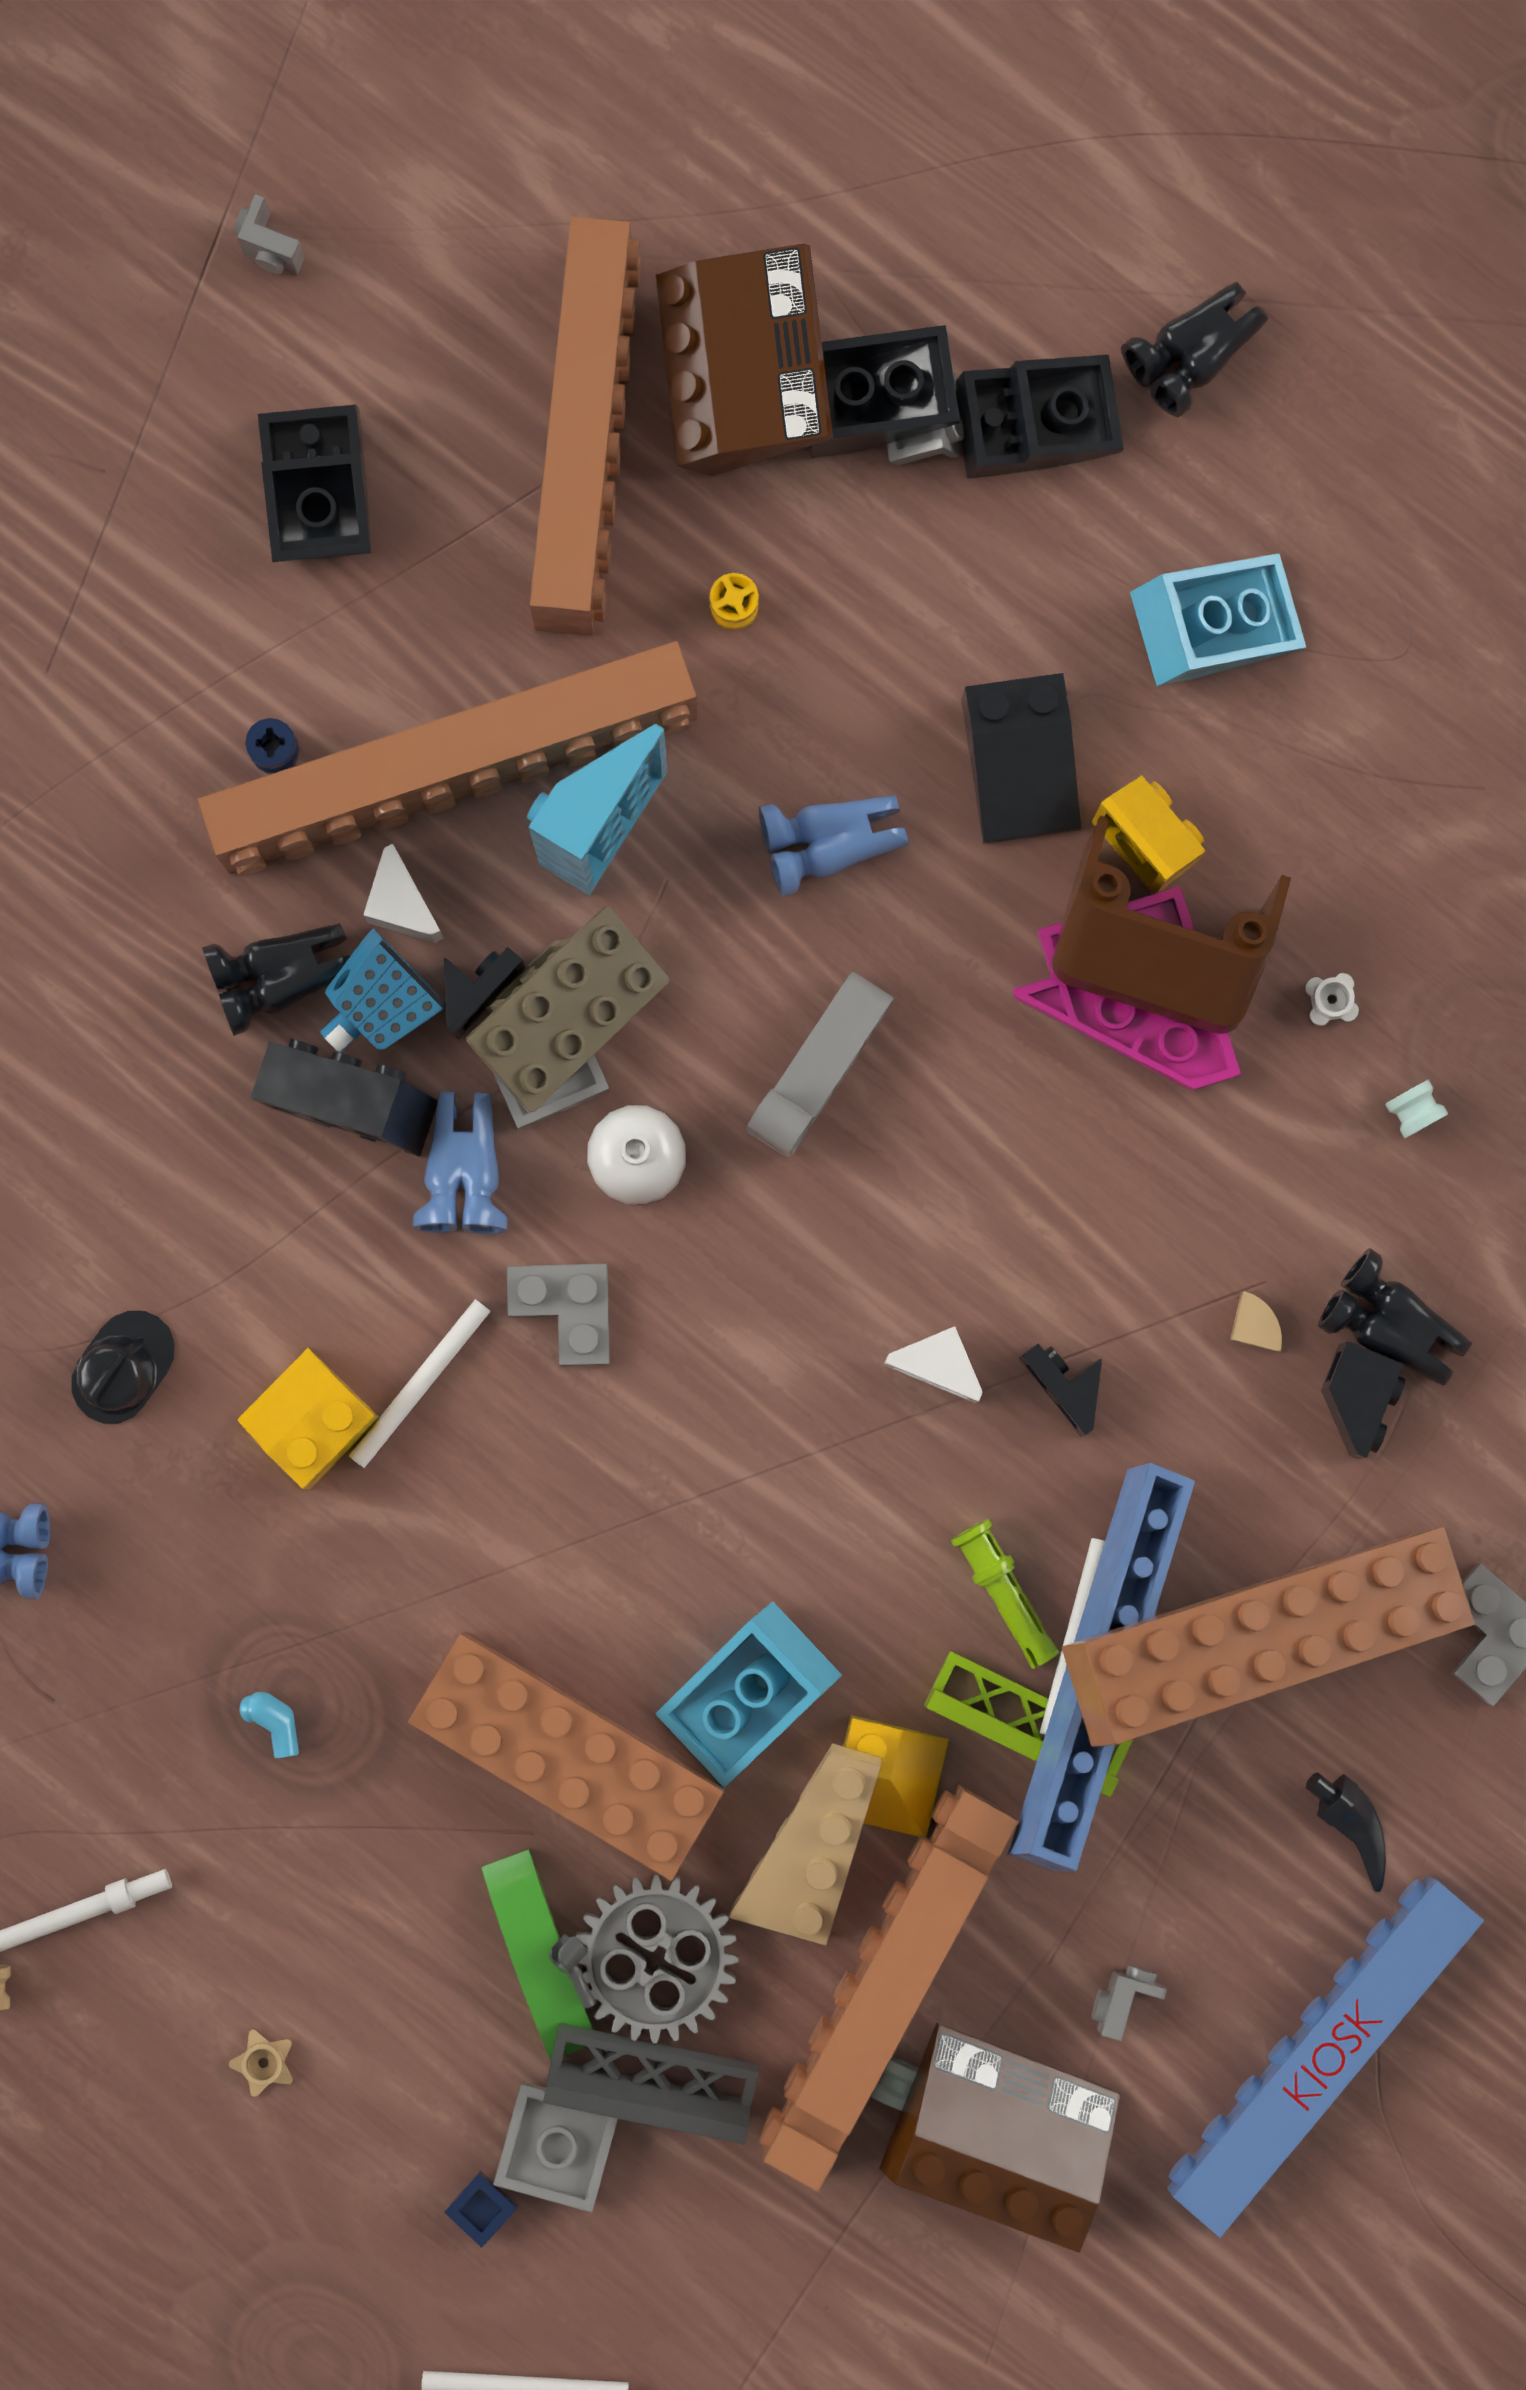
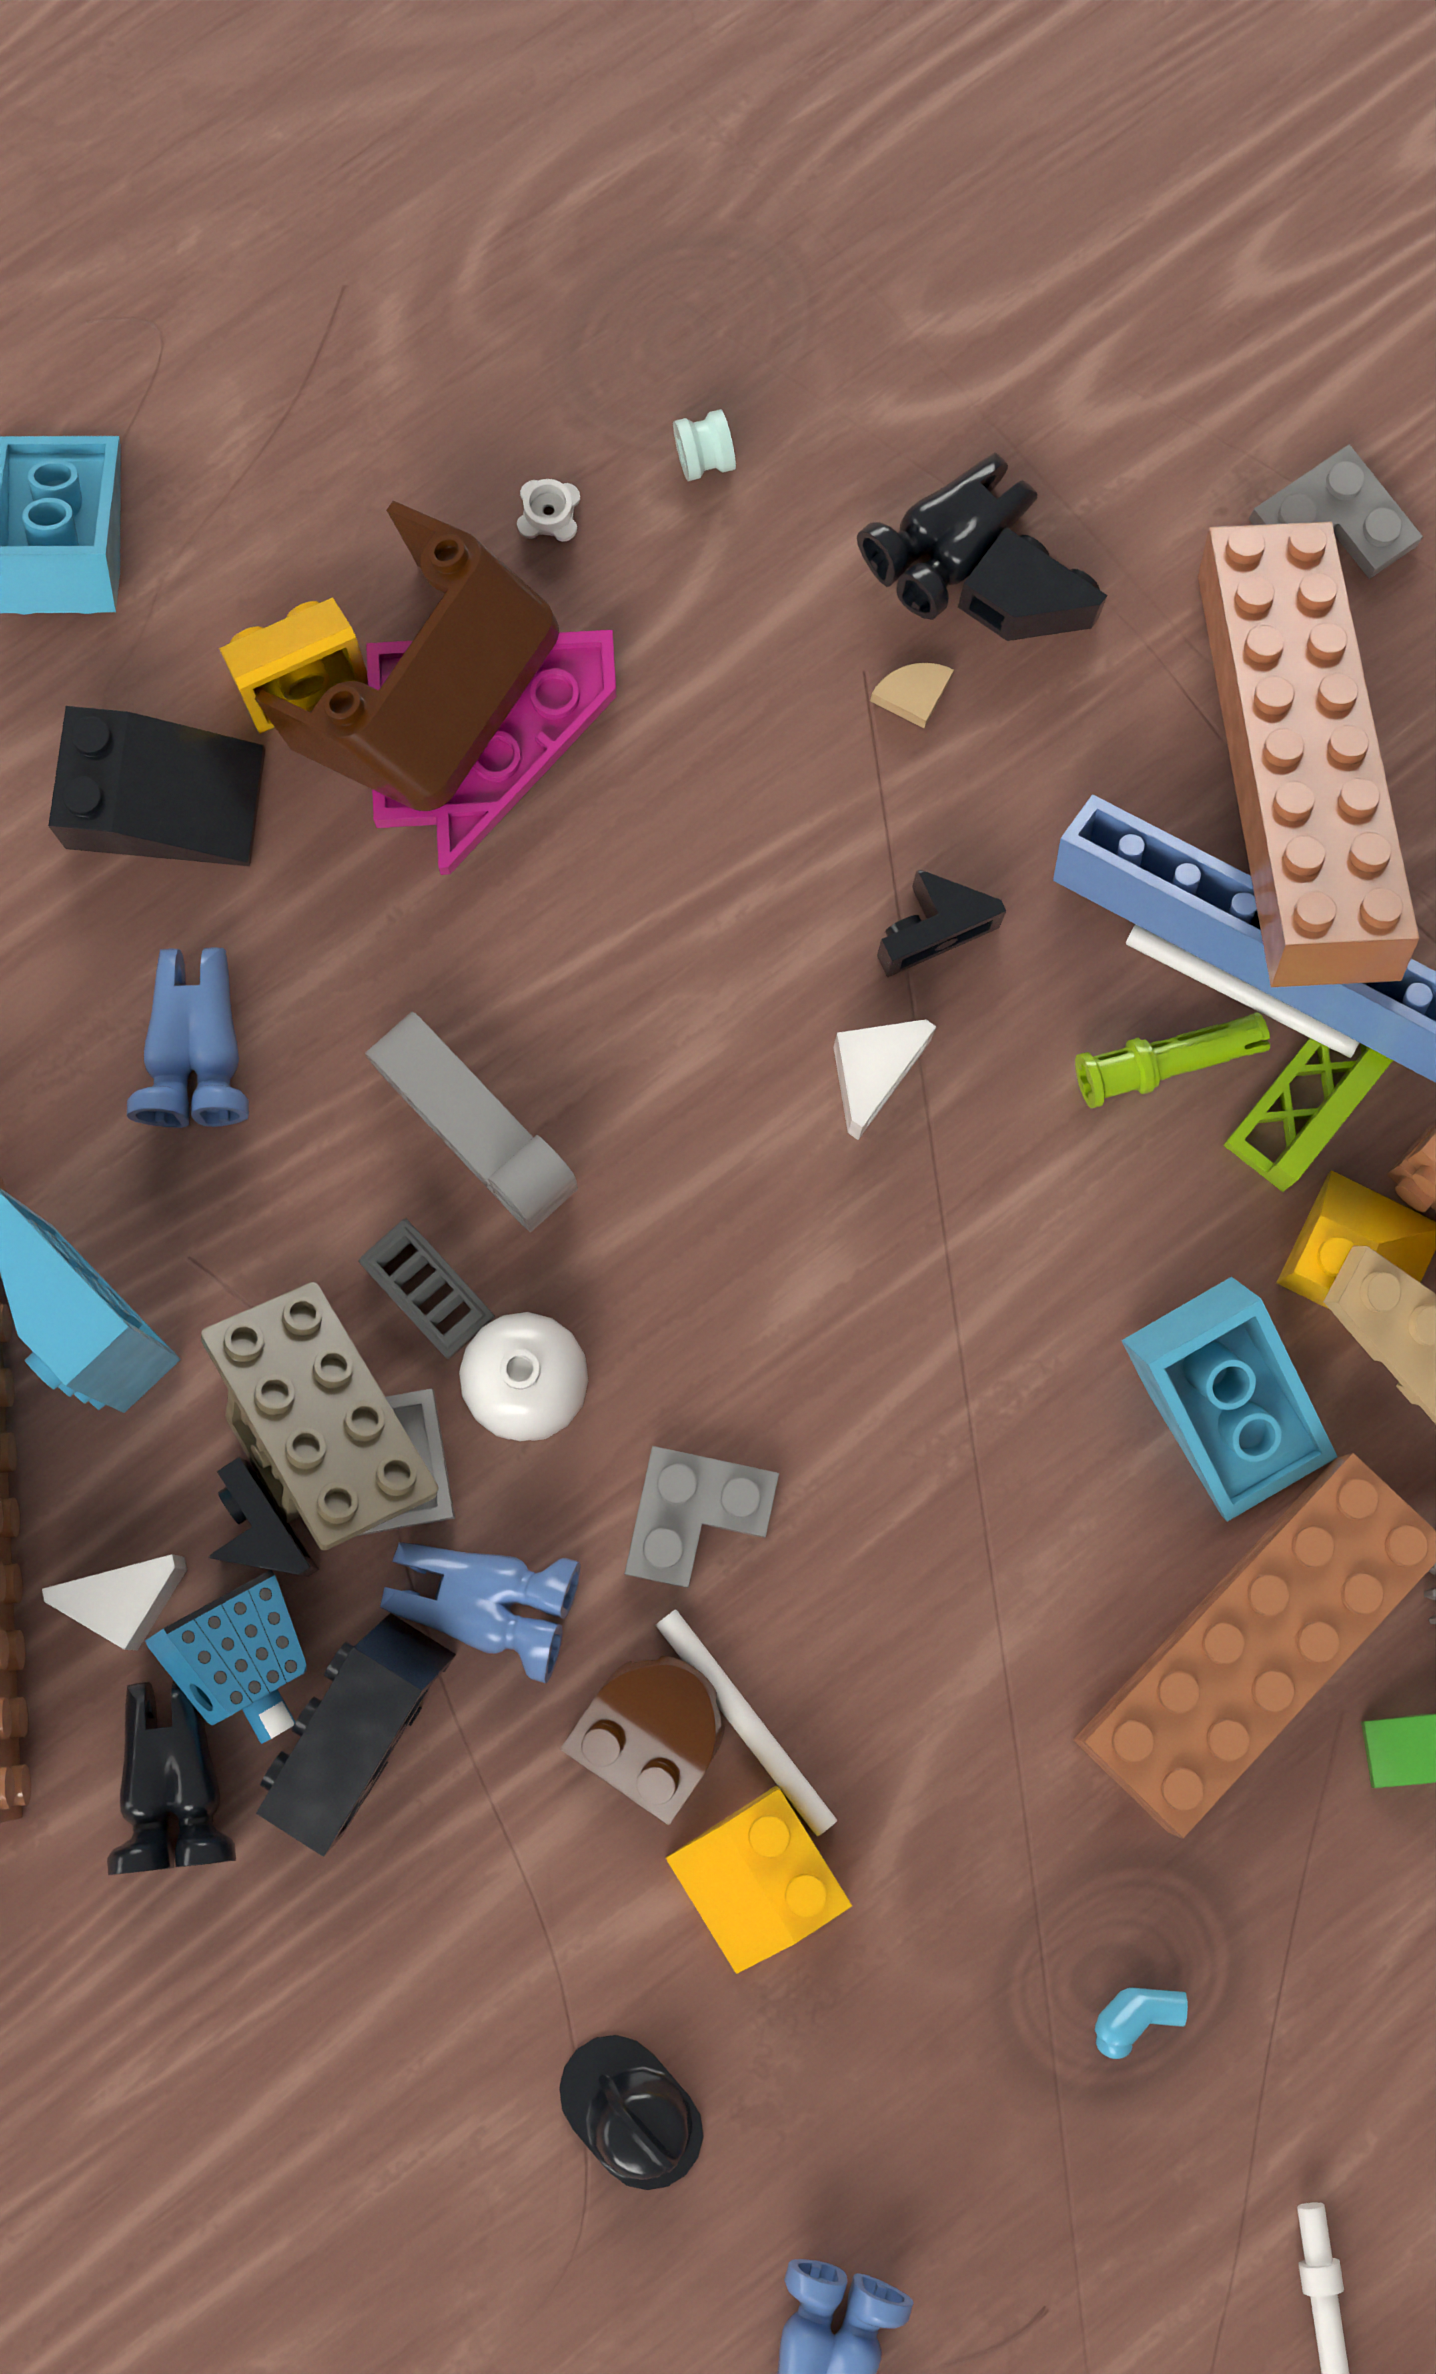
camera: 75 degrees left, 5 degrees down
(394, 1314) = (650, 1733): none -> reddish brown slope
(707, 1028) = (387, 1249): none -> dark grey slope

